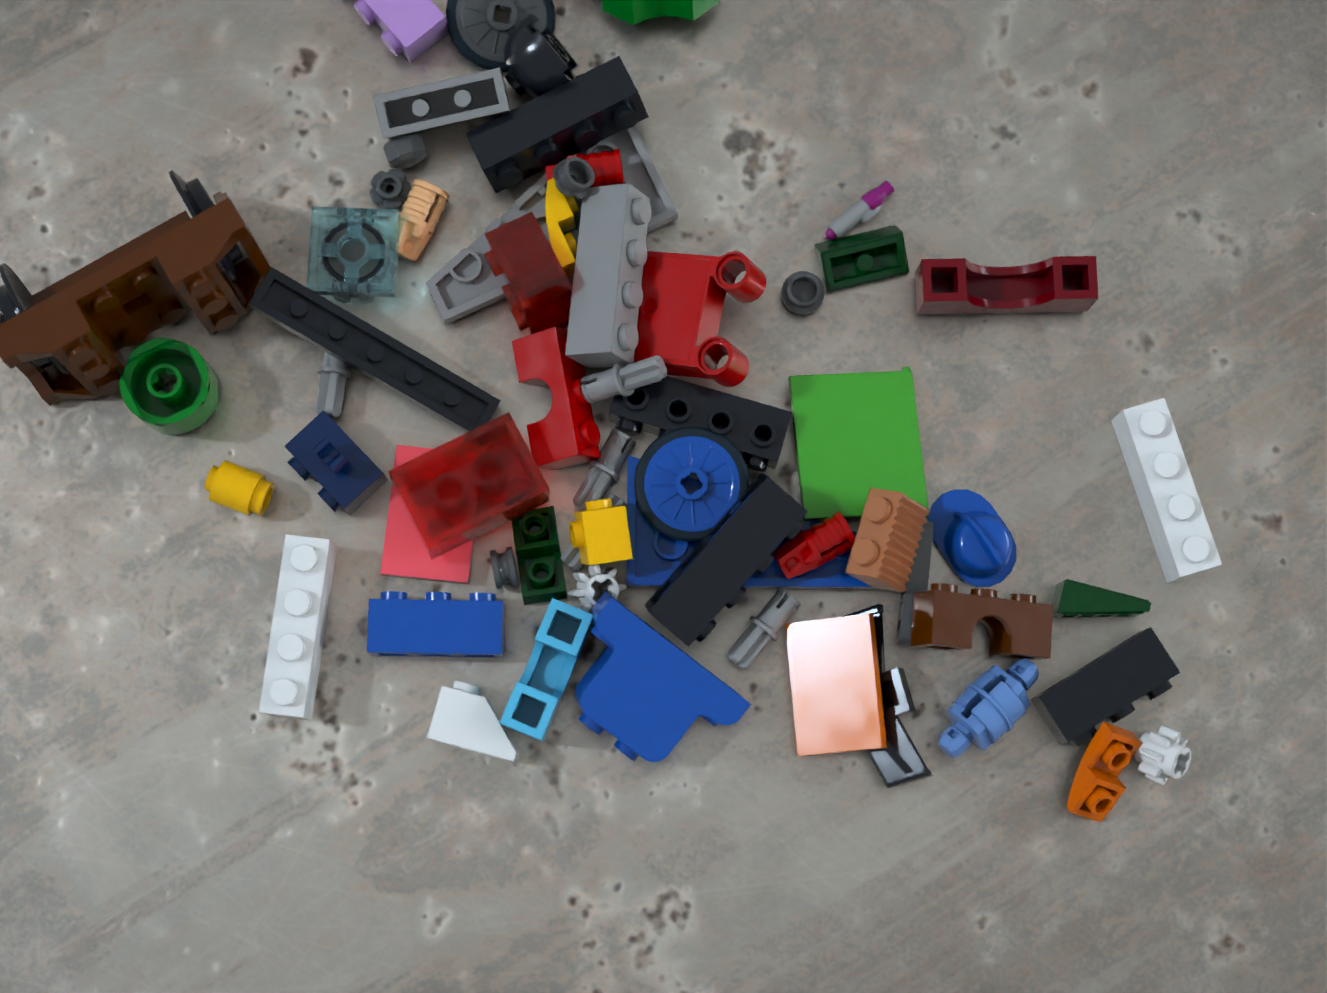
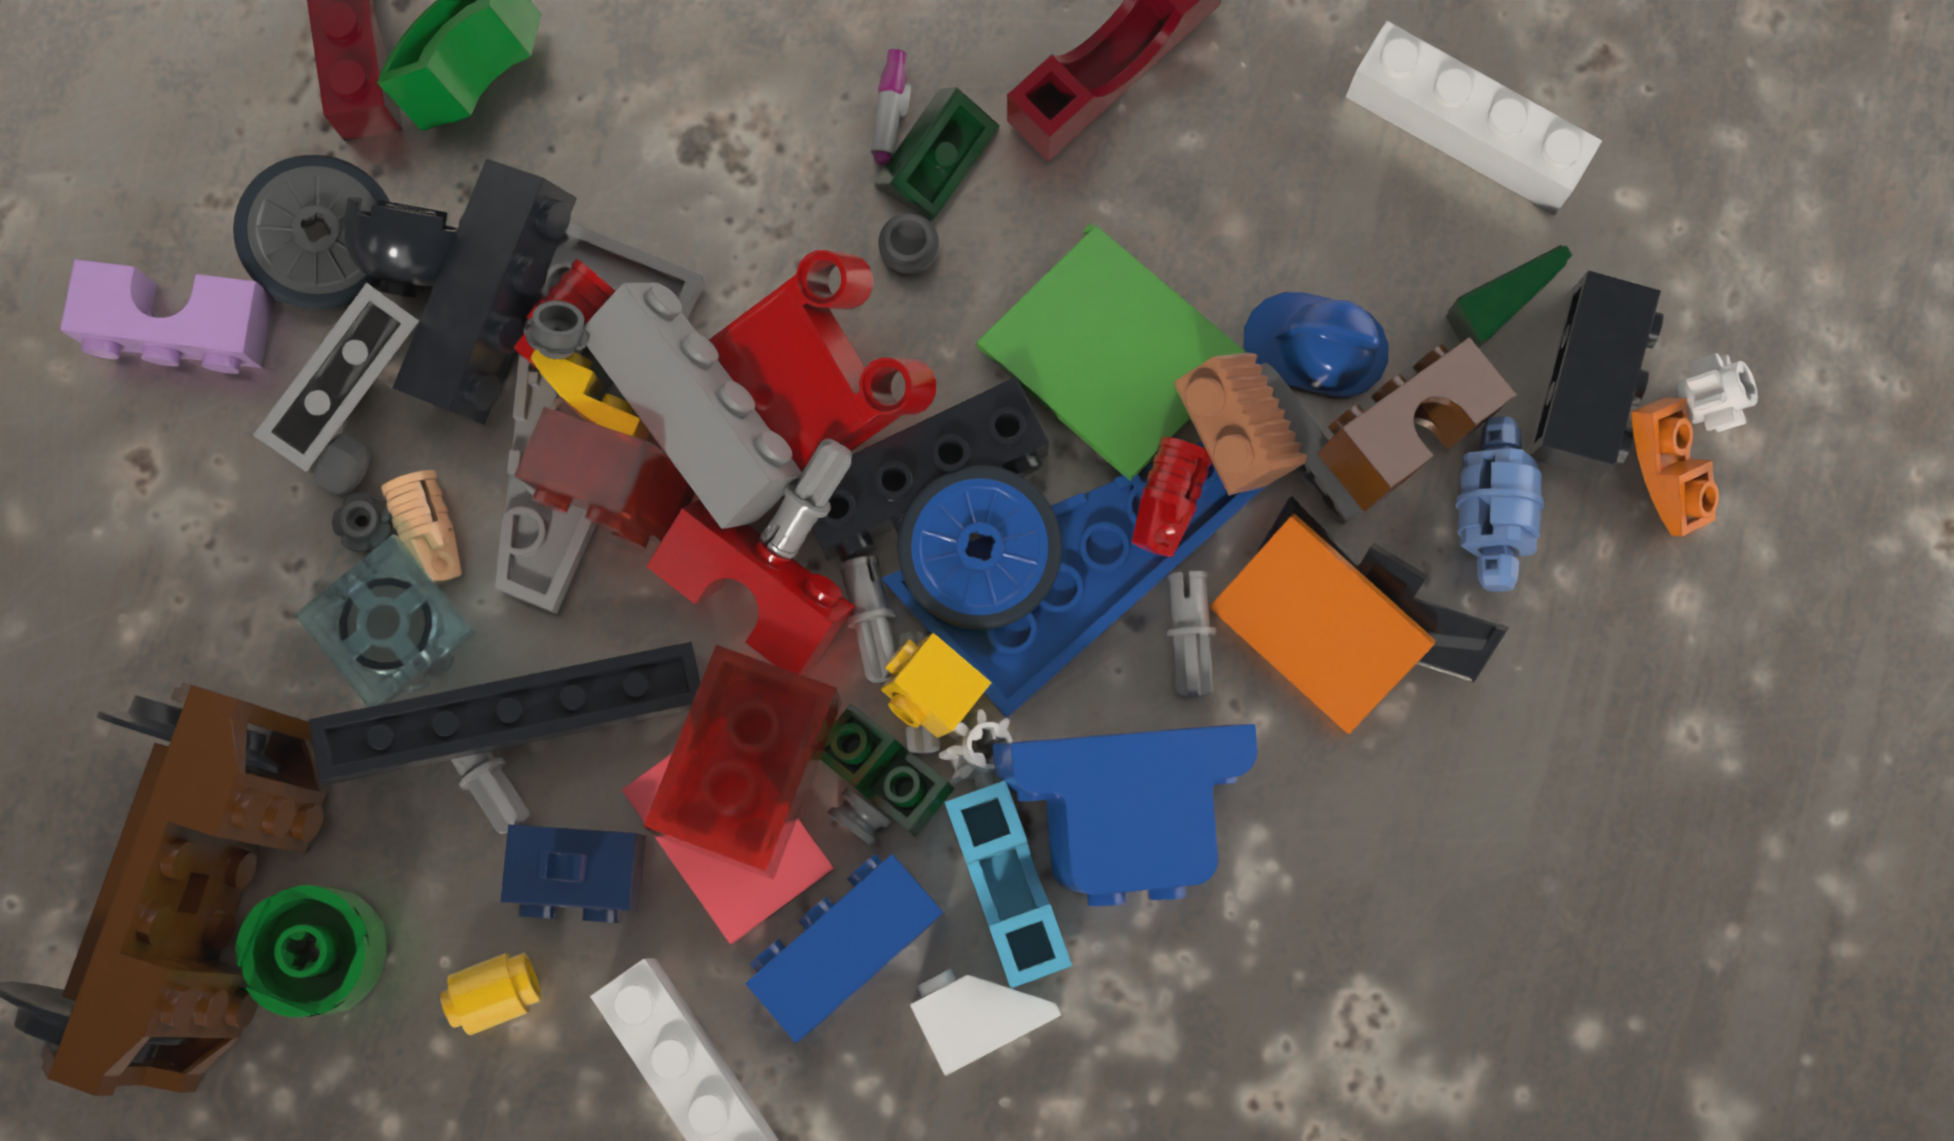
camera: 35 degrees left, 0 degrees up
(726, 559) = (1092, 593): black brick -> none

